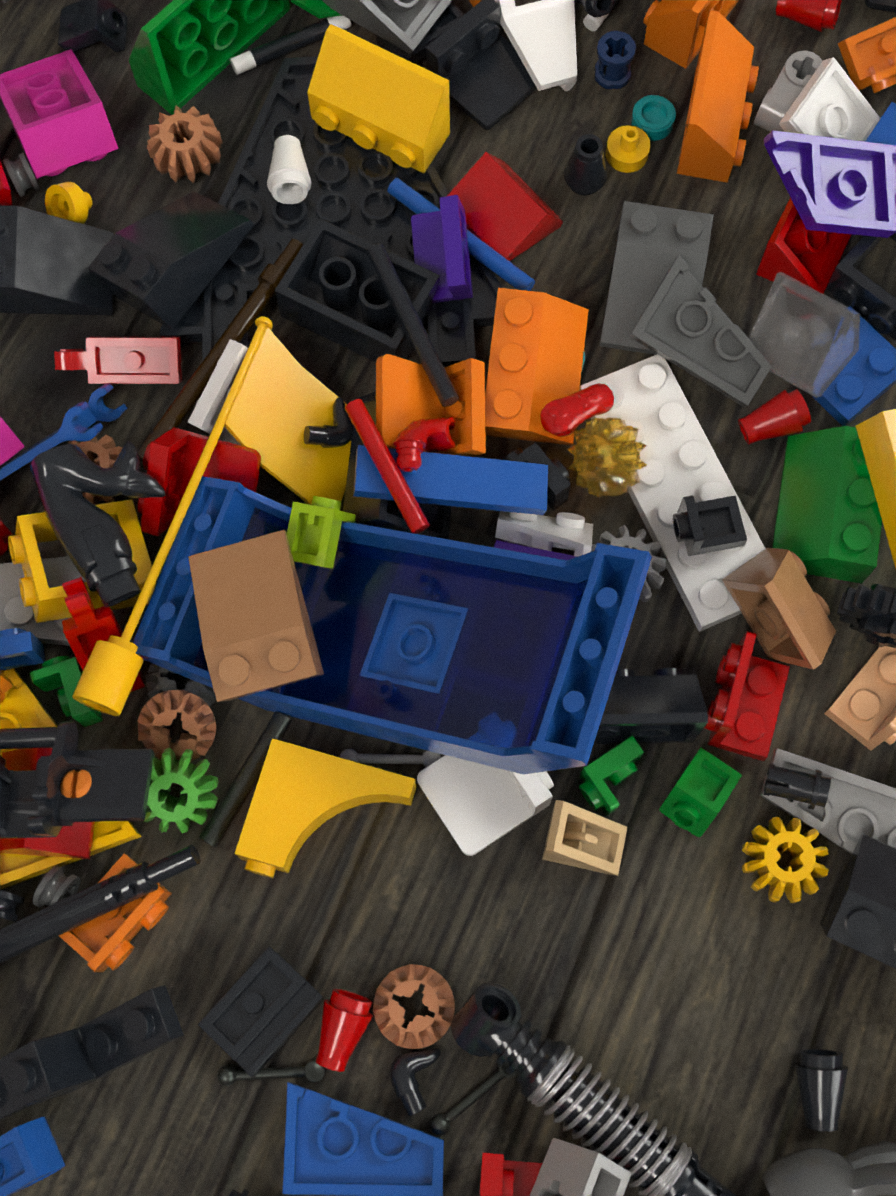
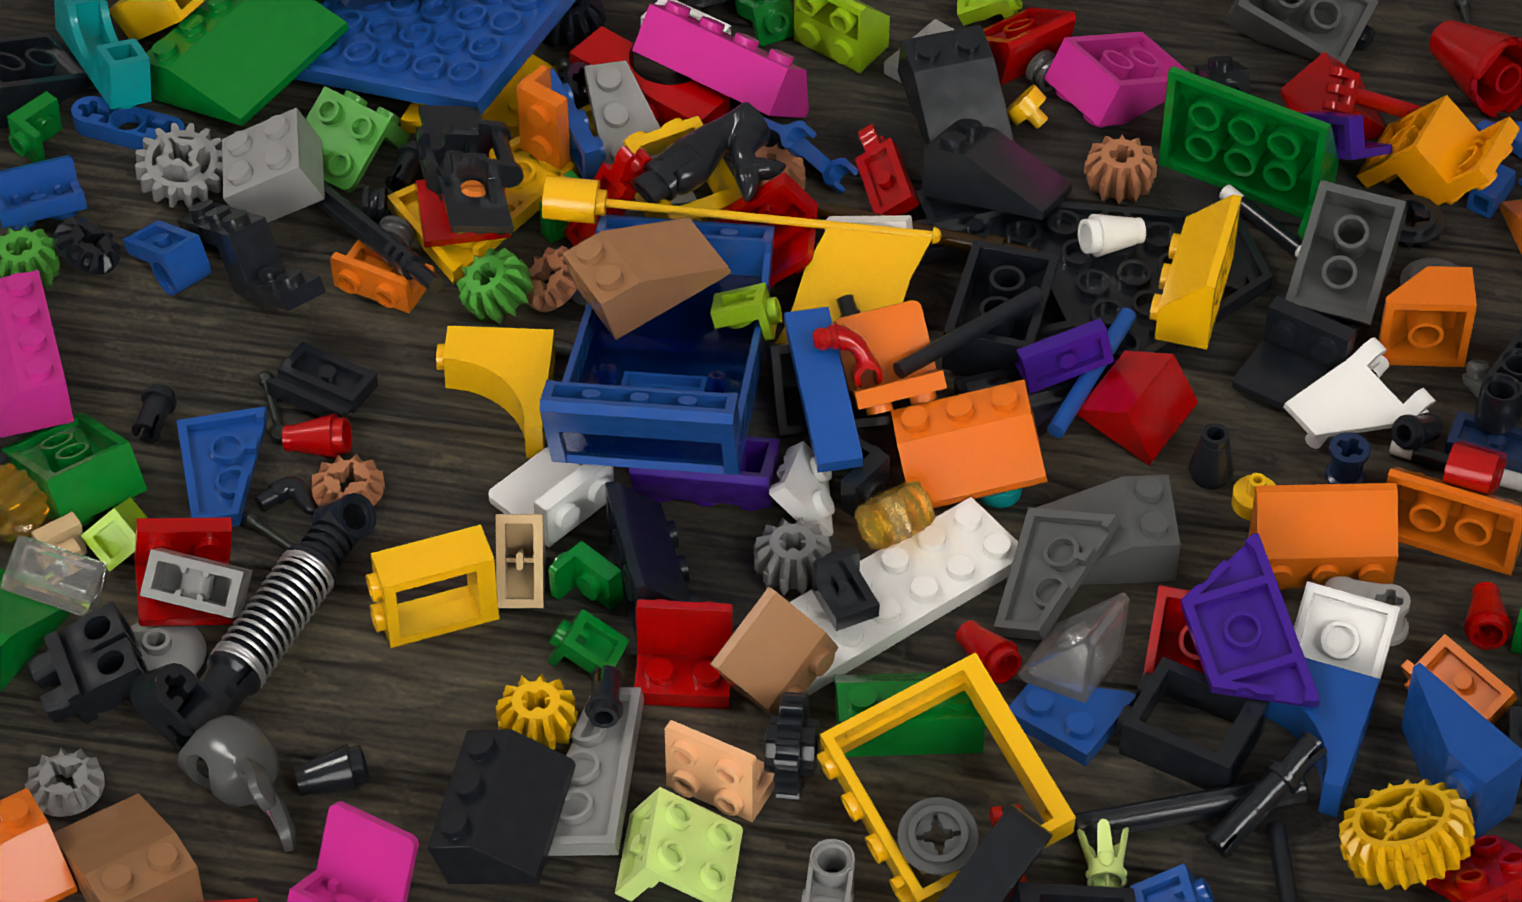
camera: 75 degrees right, 25 degrees down
(387, 466) = (804, 331): red bar -> none
(565, 414) = (924, 466): red piece -> none
(616, 936) = (426, 563): none -> yellow window

